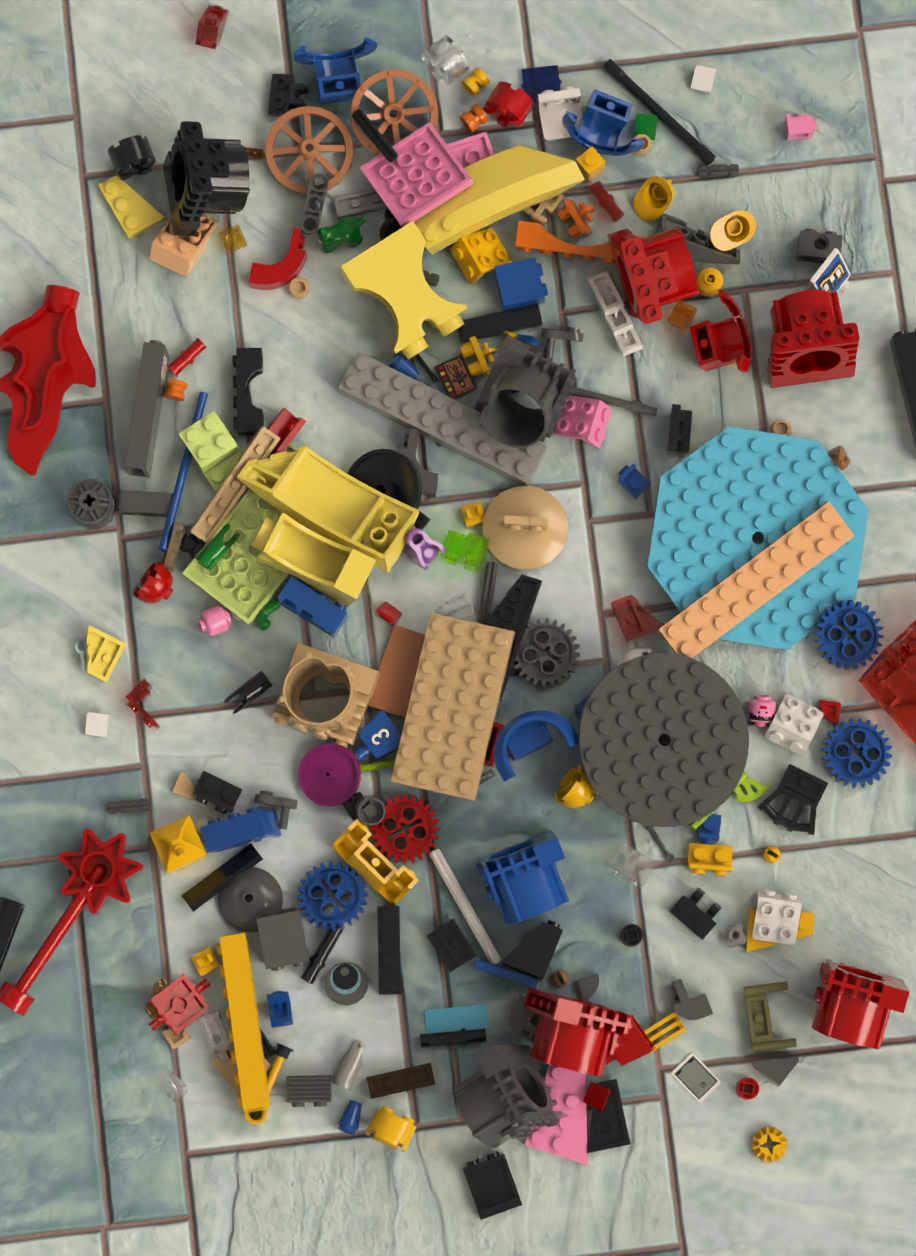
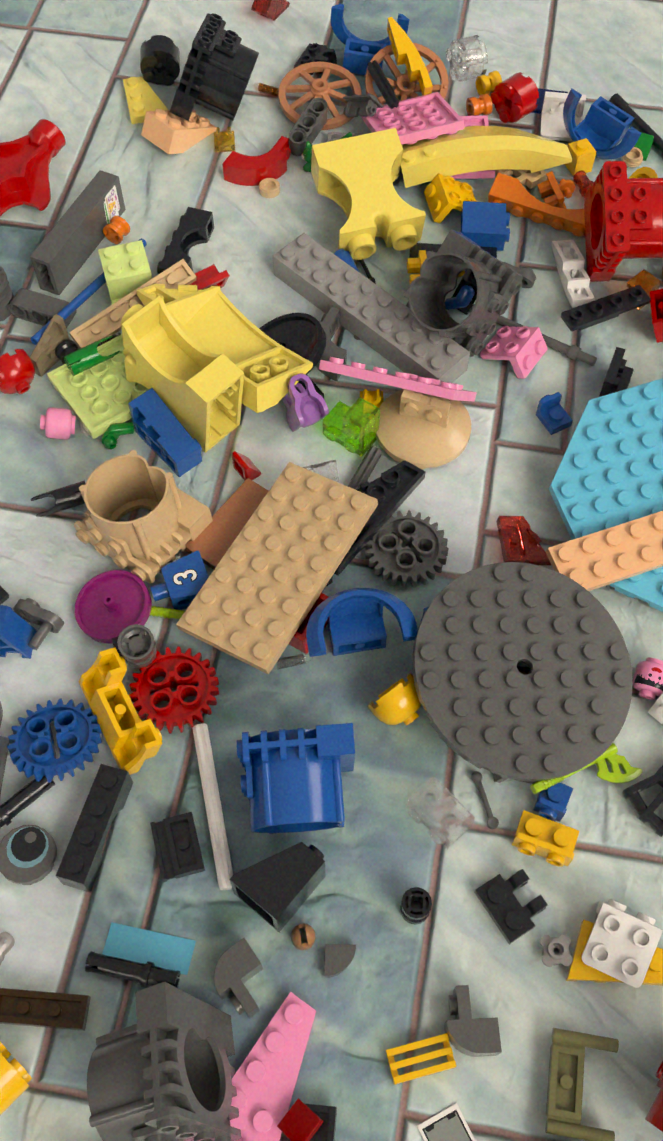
camera: 15 degrees right, 20 degrees down
(186, 357) = (141, 209): red pin -> none
(368, 167) = (361, 105): none -> dark grey hinge
(385, 90) = (407, 54): none -> yellow slope
(455, 377) = (394, 283): piece -> none
(506, 974) = (233, 905): blue tile -> none
(517, 501) = (401, 380): none -> bright pink wing
(575, 1031) = (297, 1010): red hose -> none
(632, 1046) = (366, 1056): red torso -> none
(654, 357) = (605, 308): none -> black bracket
(769, 858) = (625, 862): yellow hinge -> none

